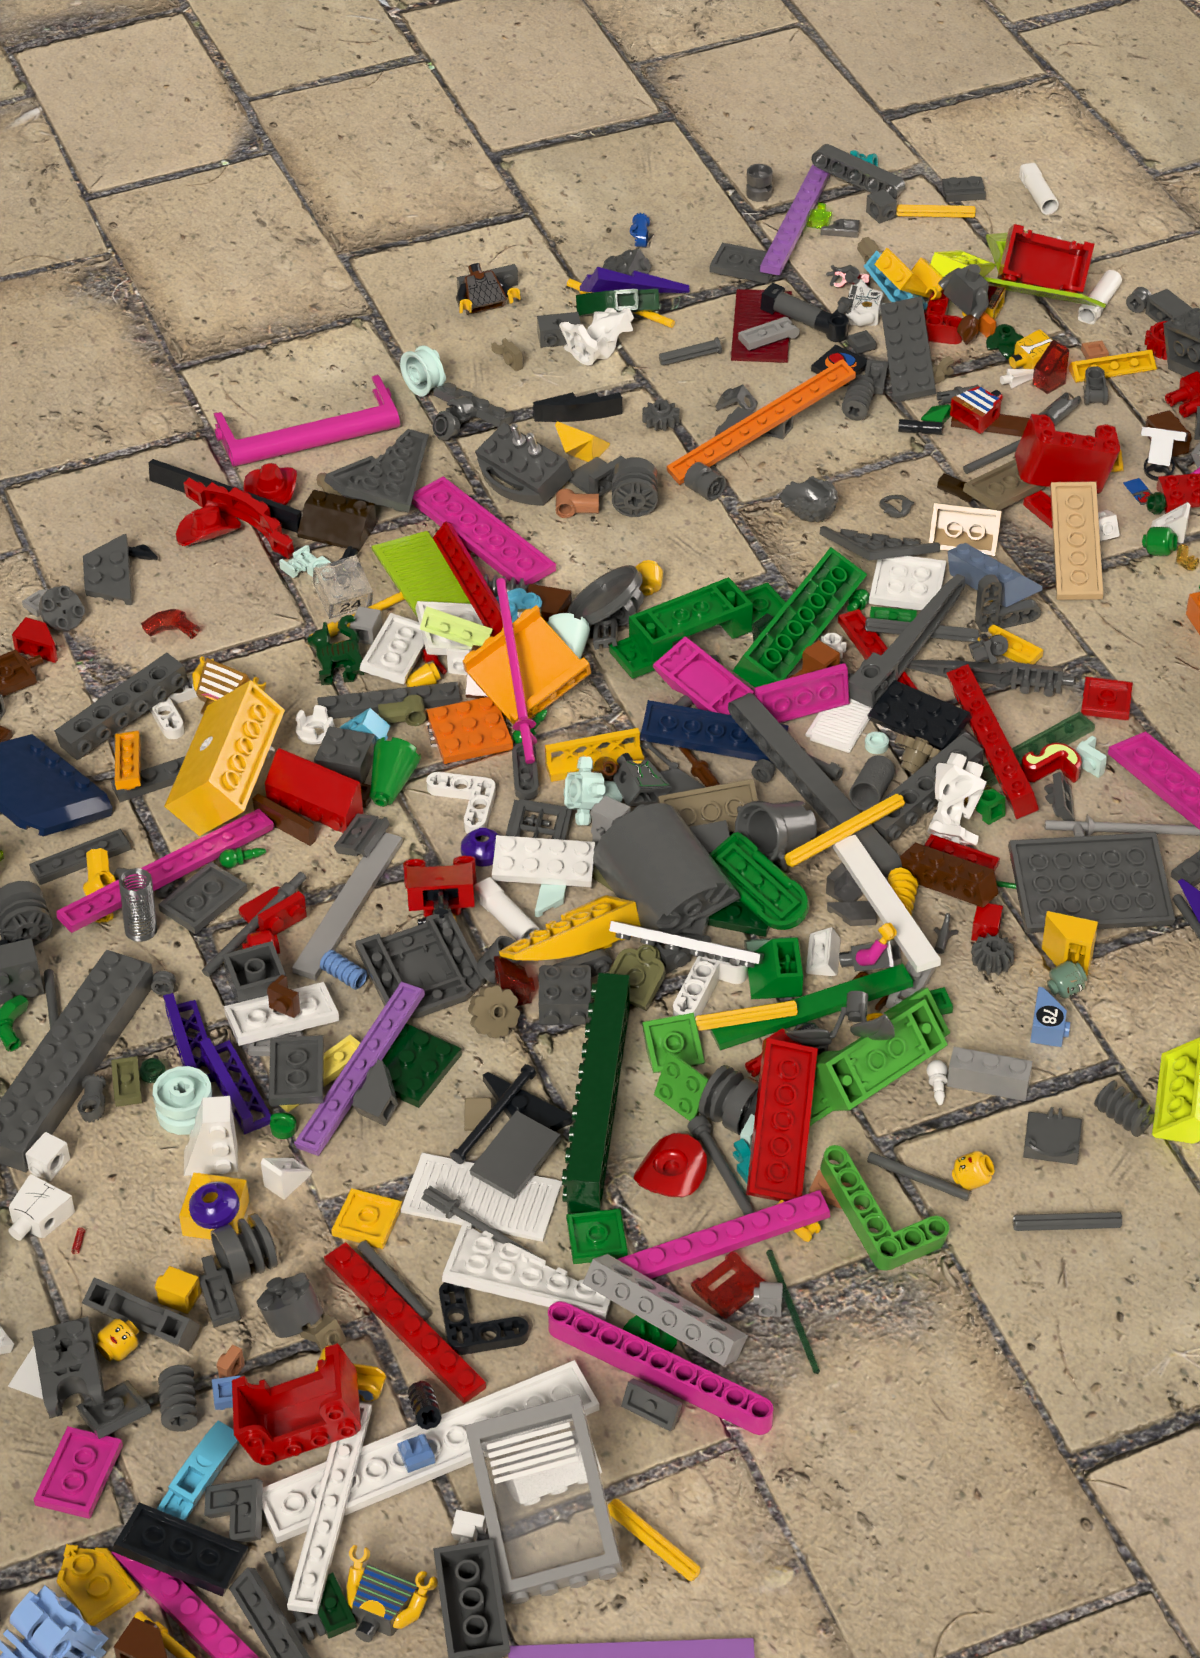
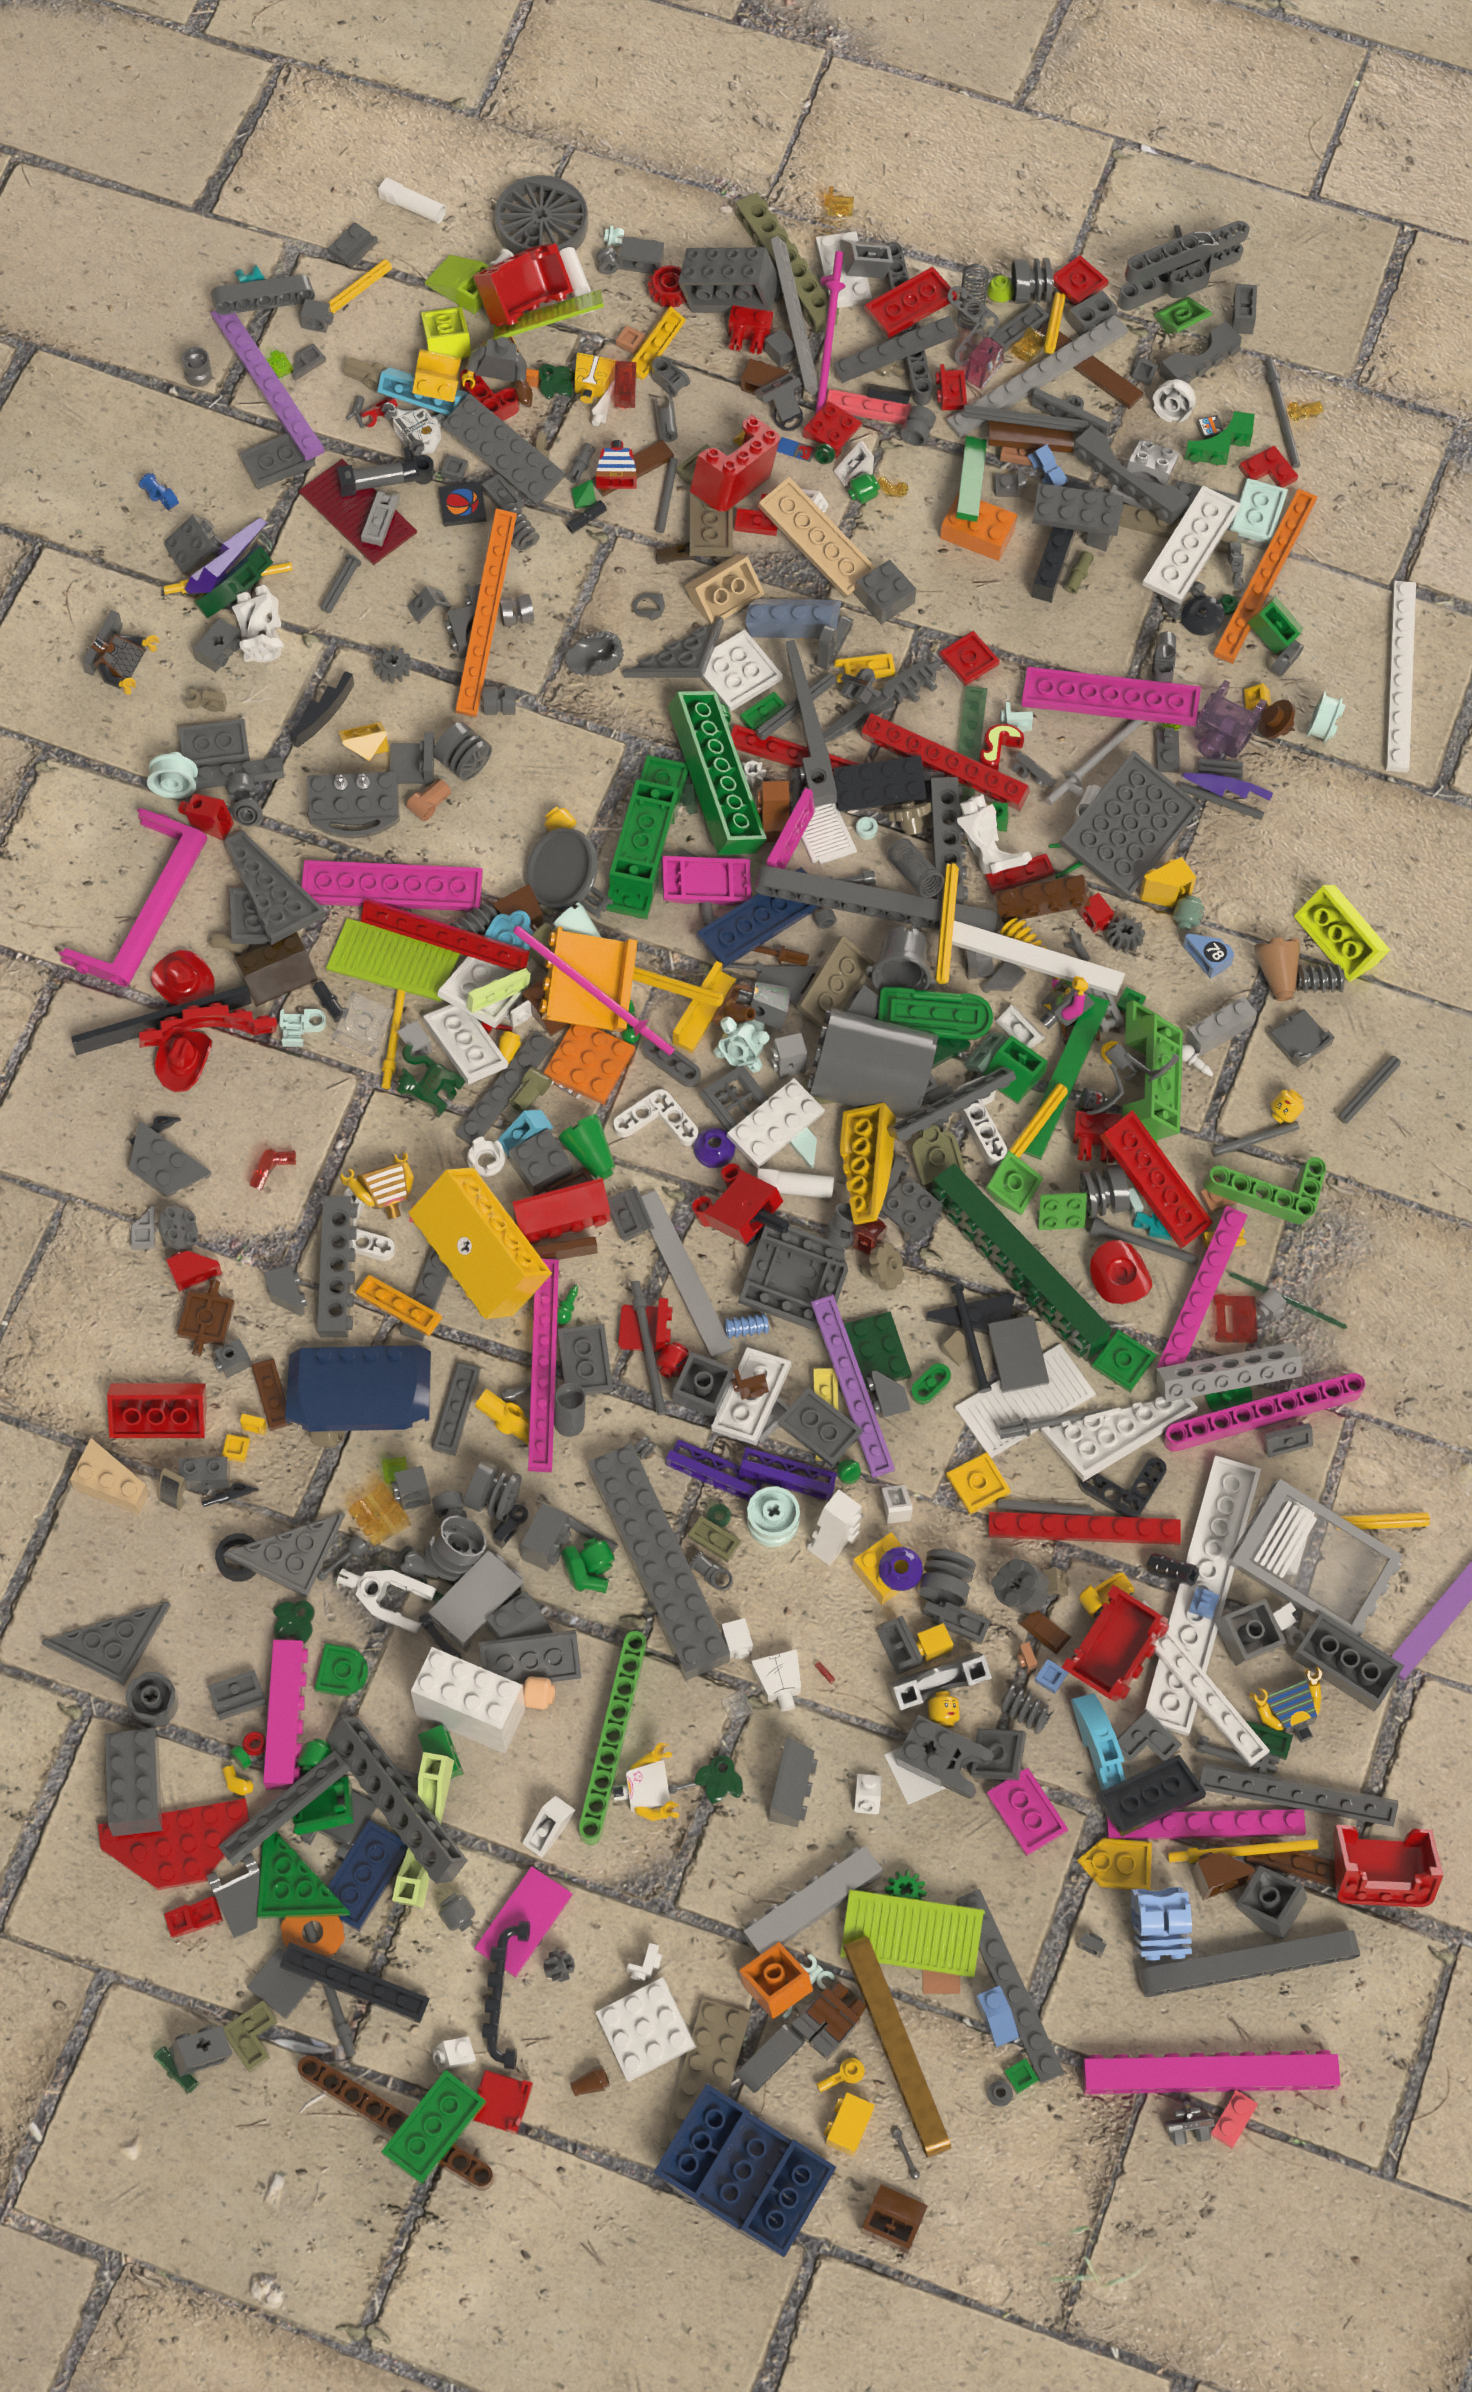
camera: 50 degrees left, 20 degrees up
(32, 1019) = (597, 1556): none -> green head
(76, 694) = (283, 1289): none -> dark grey slope
(155, 1265) = (900, 1645): none -> dark grey hinge
(275, 1361) = (1045, 1631): none -> reddish brown tile
(416, 403) = (208, 815): none -> red torso
(422, 1506) = (1250, 1632): none -> dark grey brick
(423, 1120) = (929, 1384): none -> green plate
(480, 378) = (215, 743): none -> dark grey plate
(585, 719) = (678, 987): none -> yellow axle
(790, 441) = (524, 610): none -> flat silver wheel
(1090, 610) = (885, 591): none -> dark grey brick
(1096, 1067) = (1280, 965): none -> medium nougat cone
(1141, 244) = (540, 219): none -> dark grey piece
(1161, 285) = (610, 236): none -> light aqua plate

